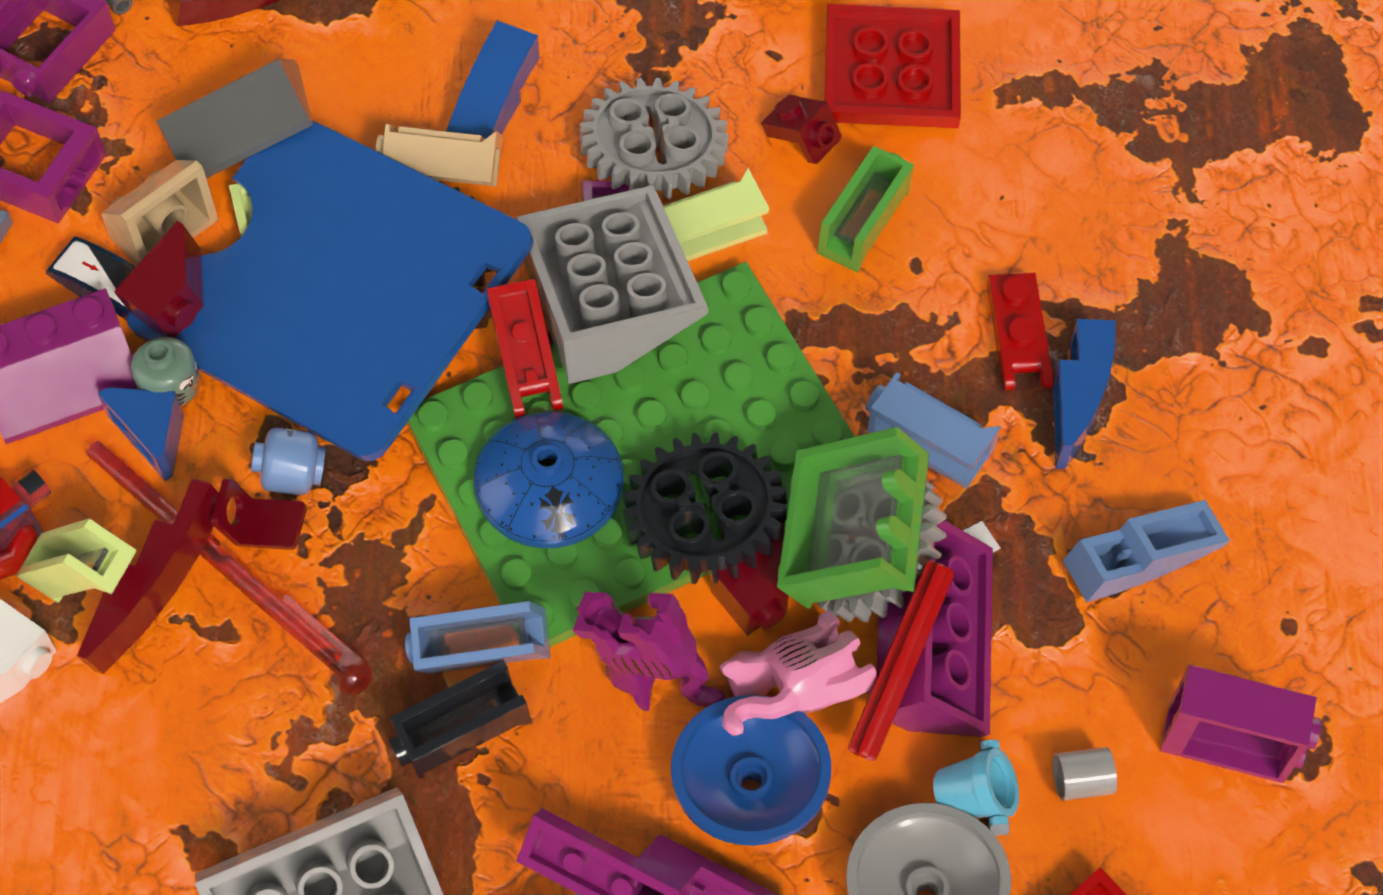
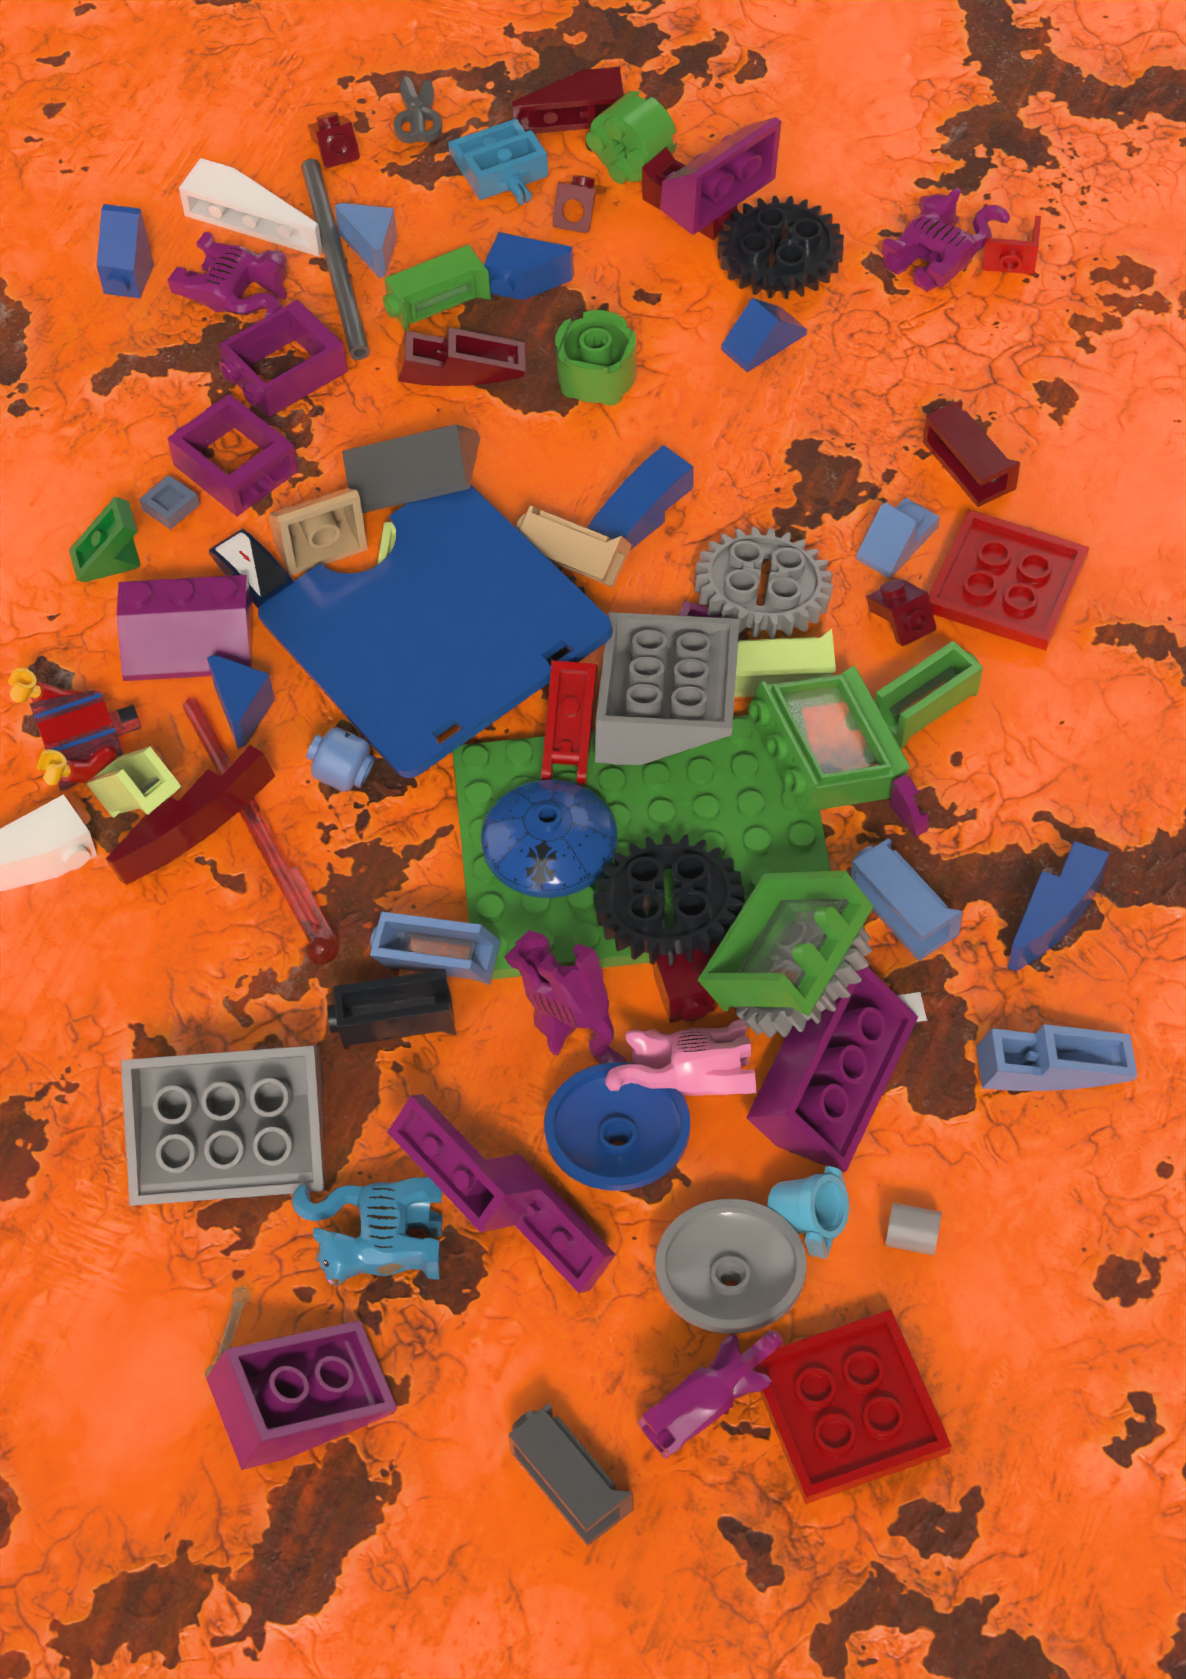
camera: 25 degrees right, 5 degrees down
(166, 284) = (299, 585): dark red slope -> none
(166, 366) = (273, 653): sand green head -> none
(258, 521) = (296, 800): dark red bracket -> none
(764, 52) = (896, 536): none -> medium blue slope
(792, 286) = (828, 740): none -> bright green window
(893, 332) = (906, 807): none -> magenta tile
(901, 661) = (780, 1074): red axle -> none
(1019, 328) = (1025, 837): red hinge -> none
(1240, 724) = (1067, 1229): magenta window -> none

